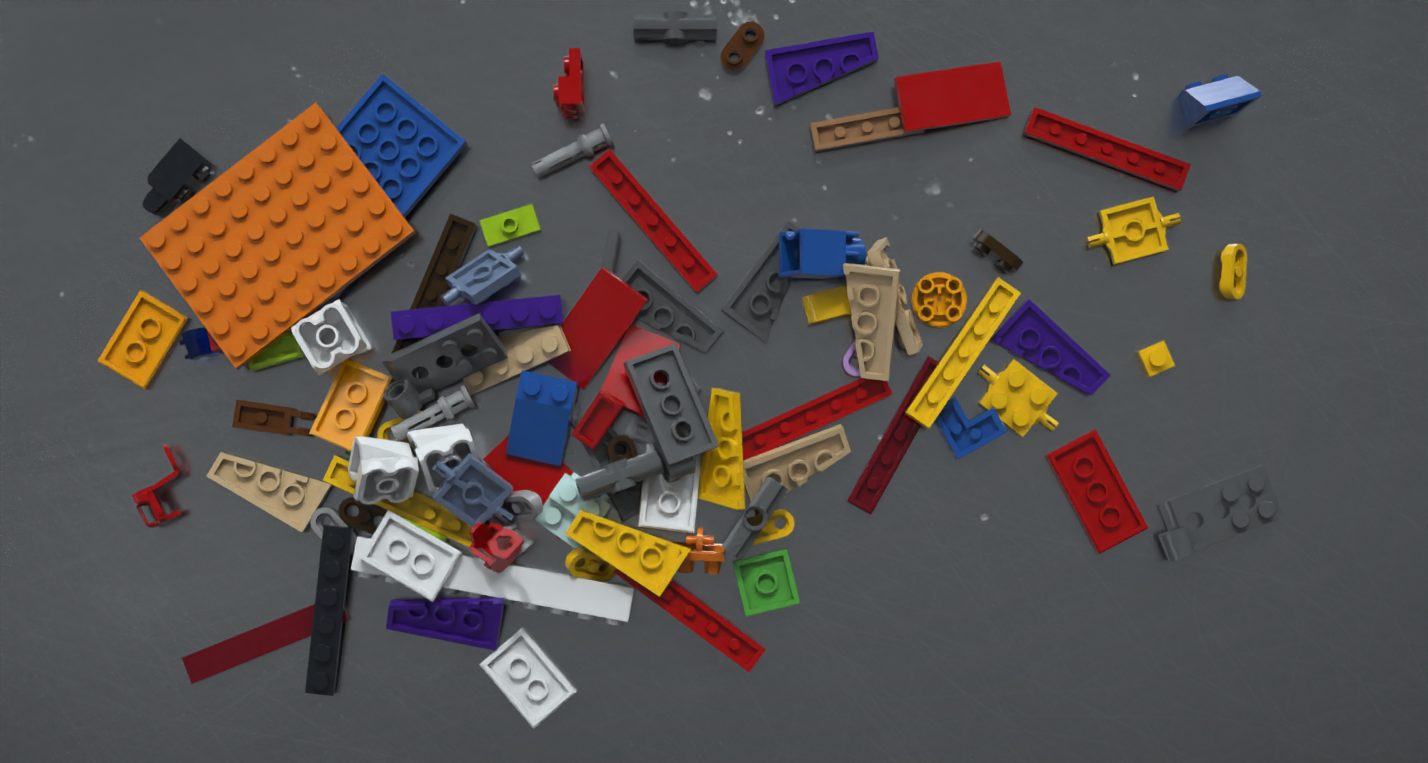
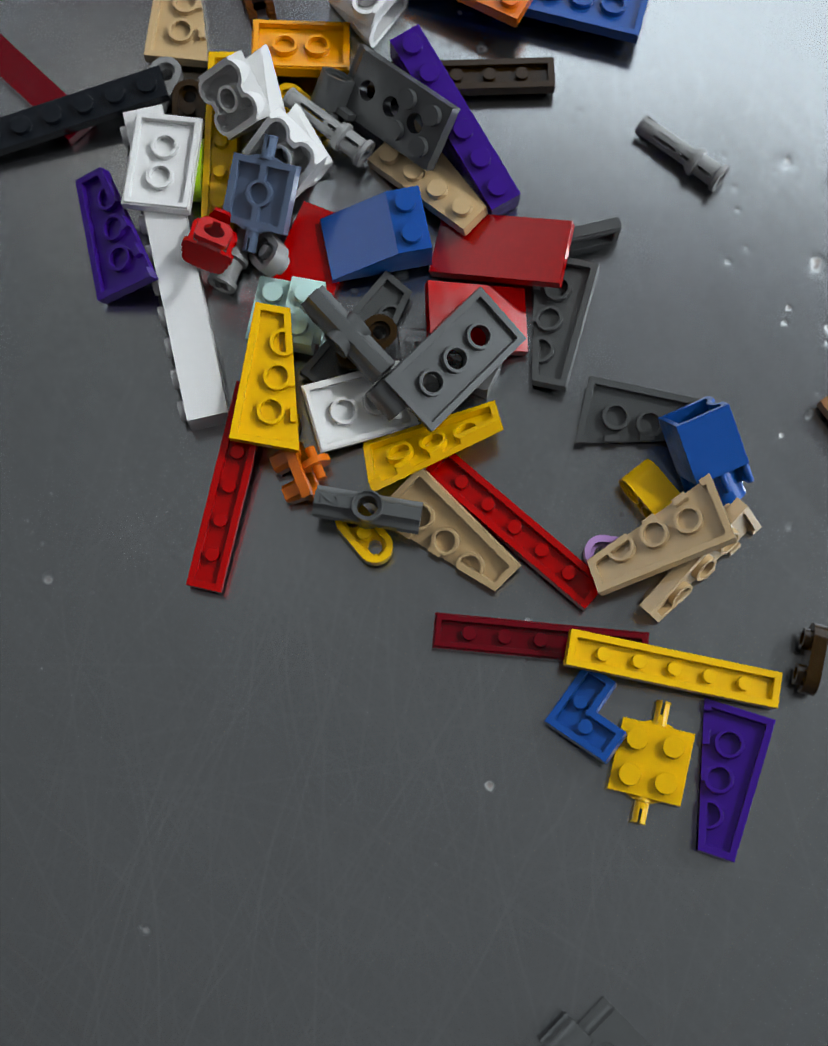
camera: 65 degrees right, 10 degrees down
(483, 276) = (495, 105): sand blue plate -> none
(510, 225) = (570, 125): lime plate -> none
(528, 677) = (82, 350): white tile -> none
(570, 88) = (755, 113): red plate -> none
(585, 565) = (230, 354): yellow plate -> none
(597, 418) = (402, 291): red tile -> none
(653, 221) = (649, 266): red plate -> none
(766, 582) = (300, 560): bright green plate -> none
(939, 300) = (719, 618): light orange tile -> none
(1096, 491) = (583, 911): red tile -> none
(1155, 358) = (780, 913): yellow plate -> none

